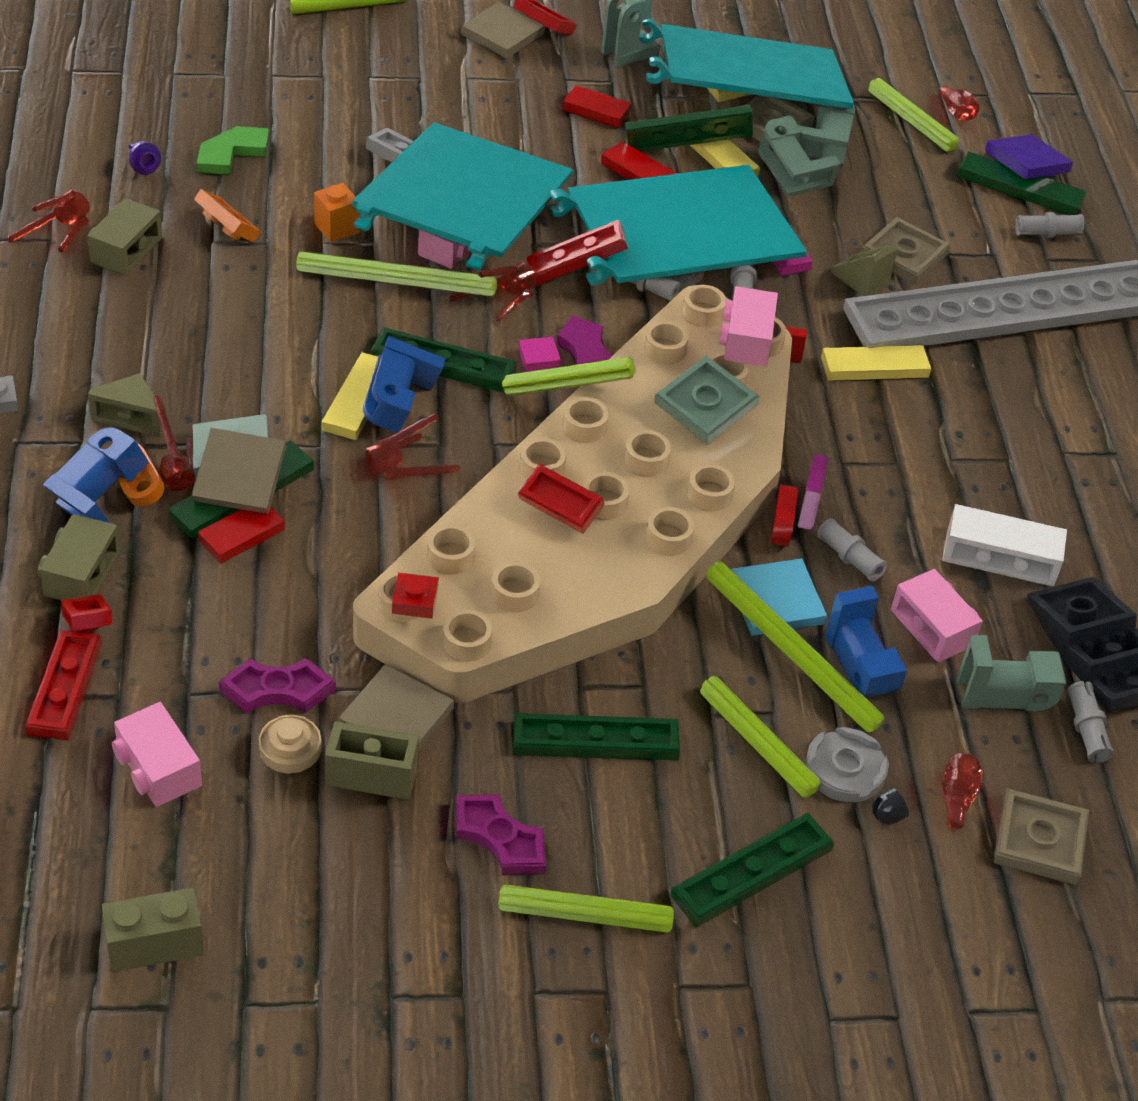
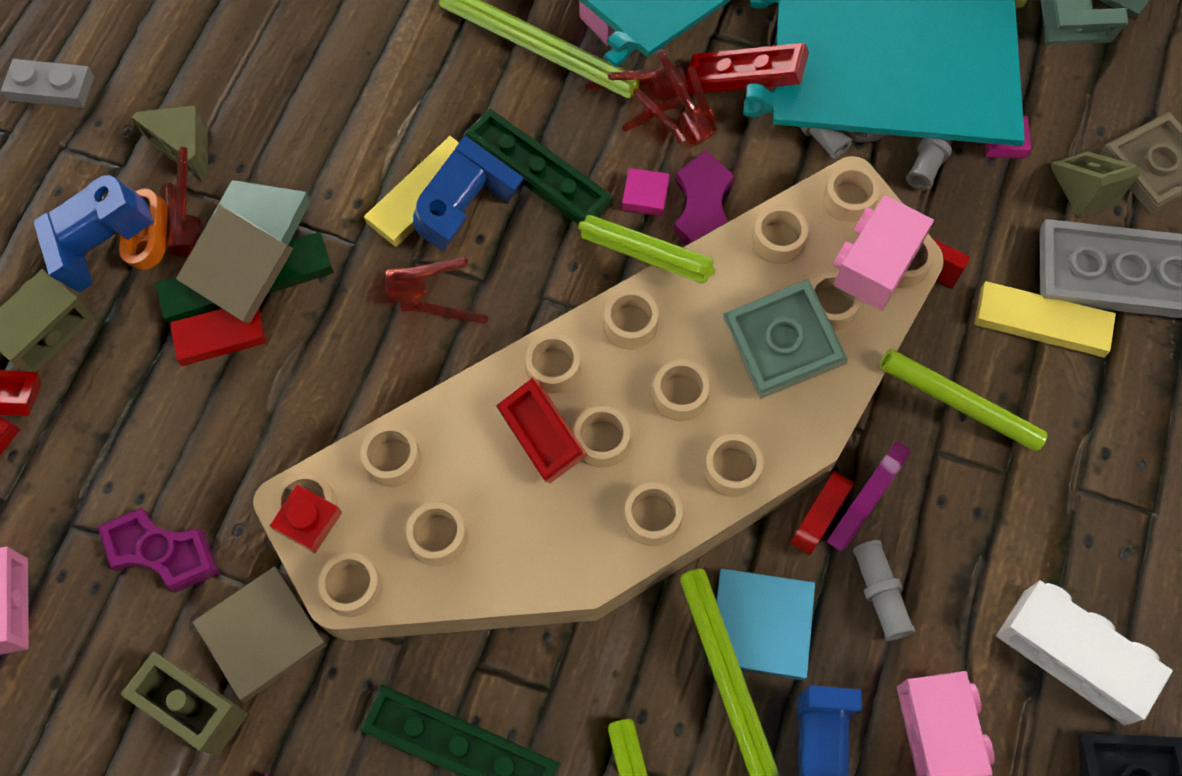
camera: 30 degrees right, 20 degrees up
(290, 744) = (125, 637): tan plate -> none
(555, 297) = (695, 122): none -> clear red plant
(847, 416) = (963, 400): none -> lime piece

